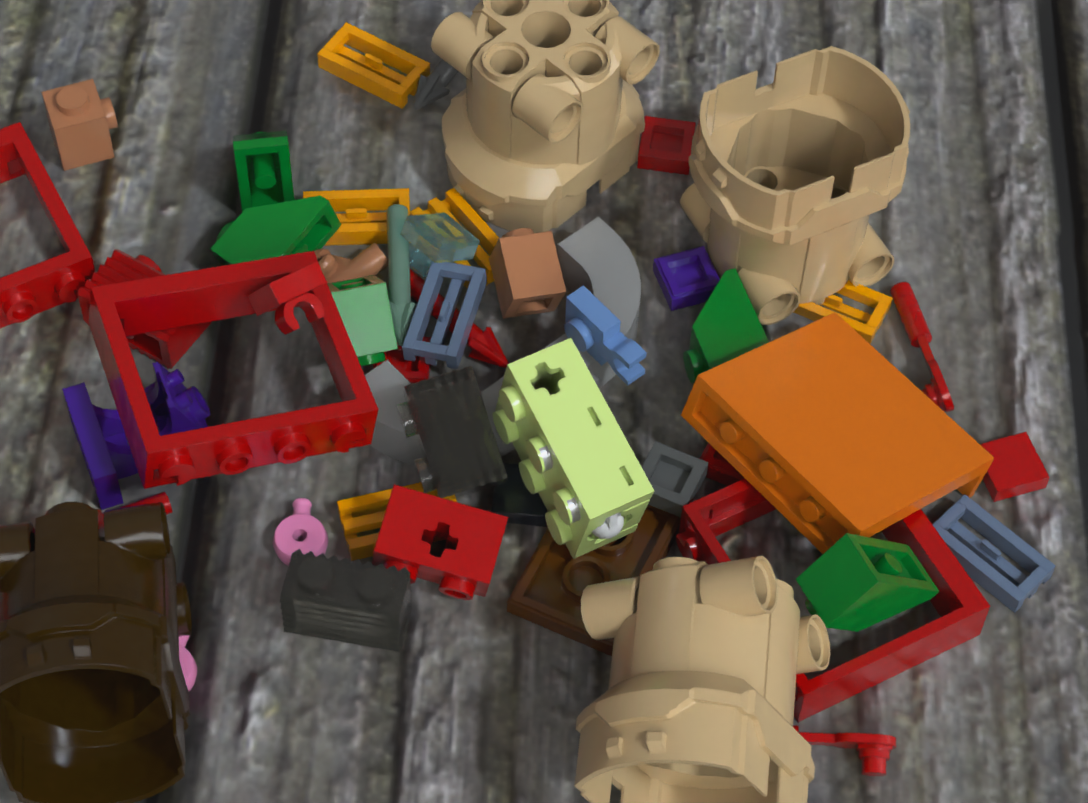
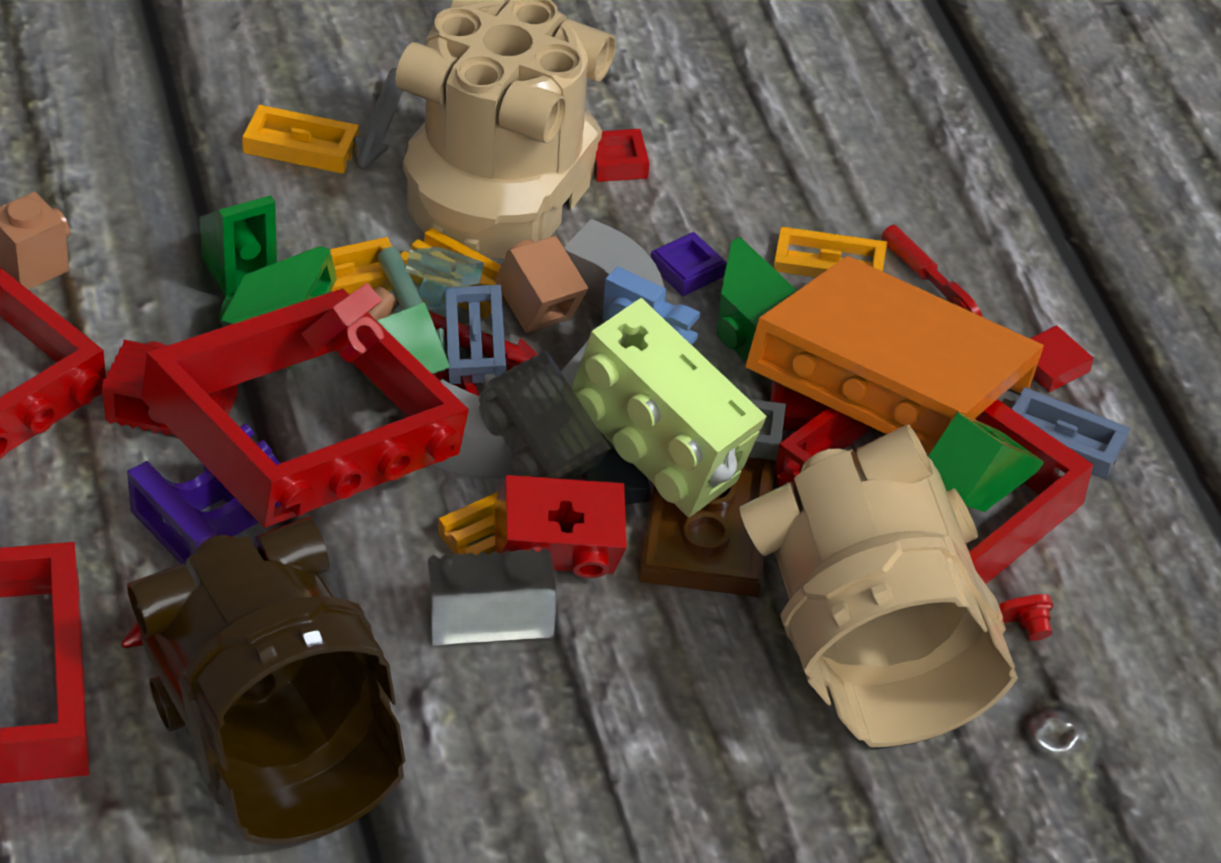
camera: 20 degrees left, 10 degrees down
(301, 528) = (409, 558): bright pink piece -> none
(795, 175) = (777, 138): tan piece -> none

